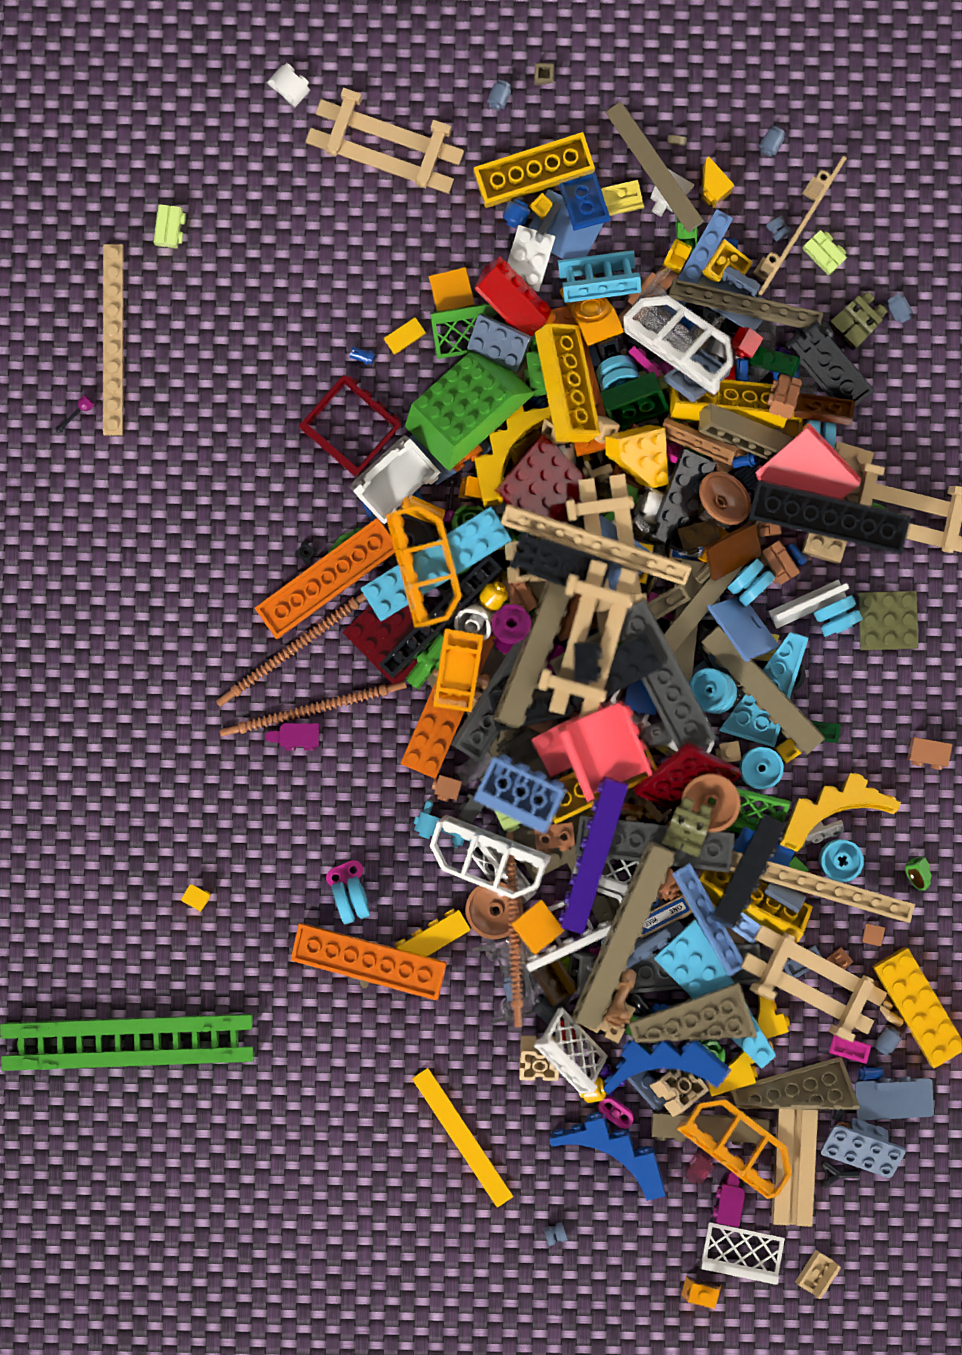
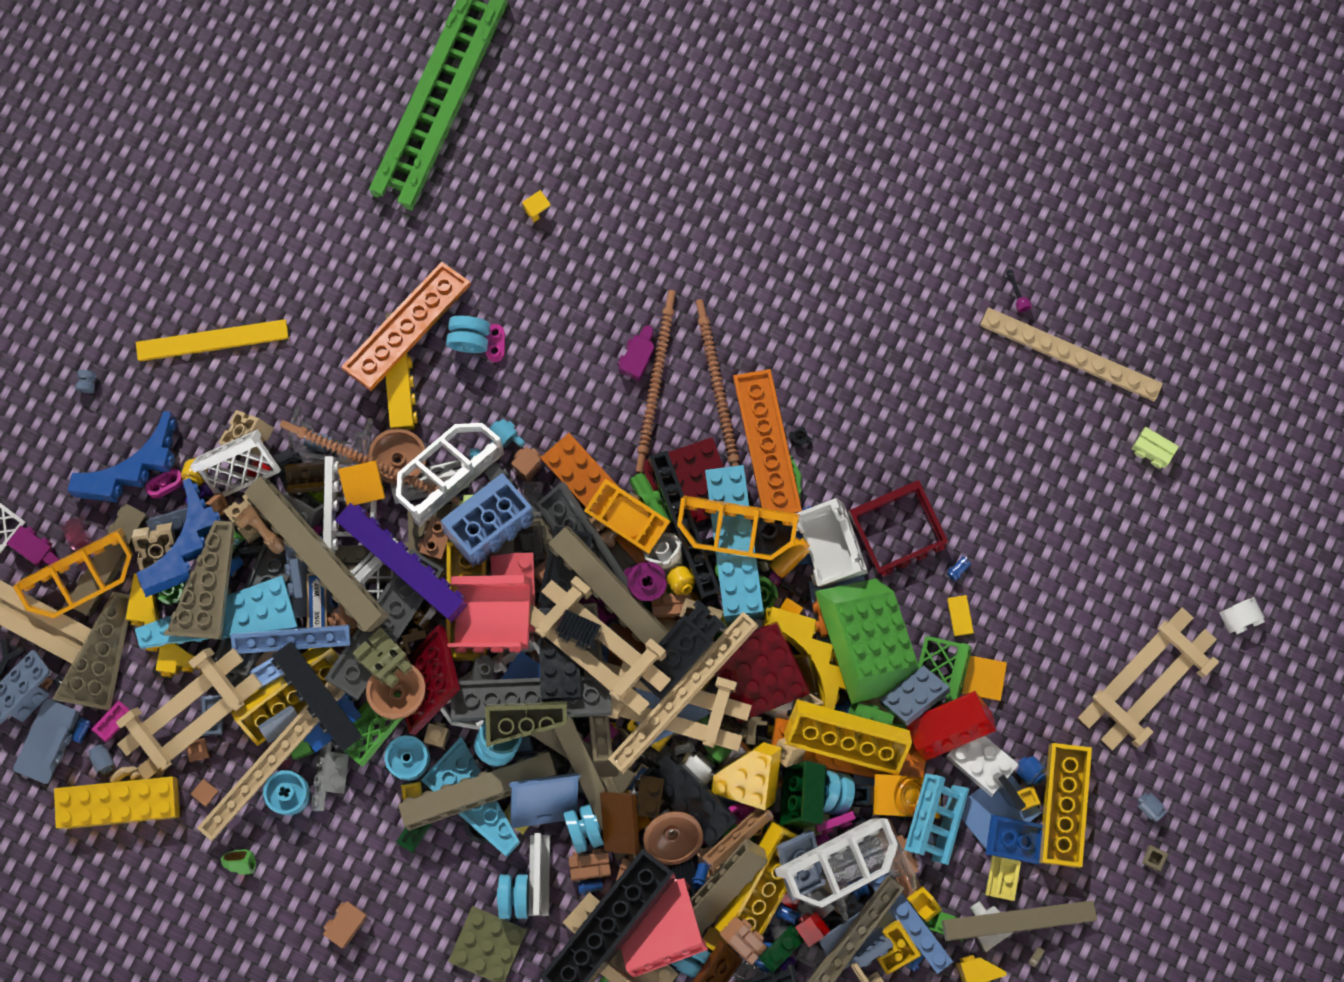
camera: 115 degrees right, 10 degrees down
(613, 1053) = (217, 503): none -> nougat tile
(689, 673) = (519, 720): none -> olive wedge
(852, 795) = (345, 807): yellow arch -> none

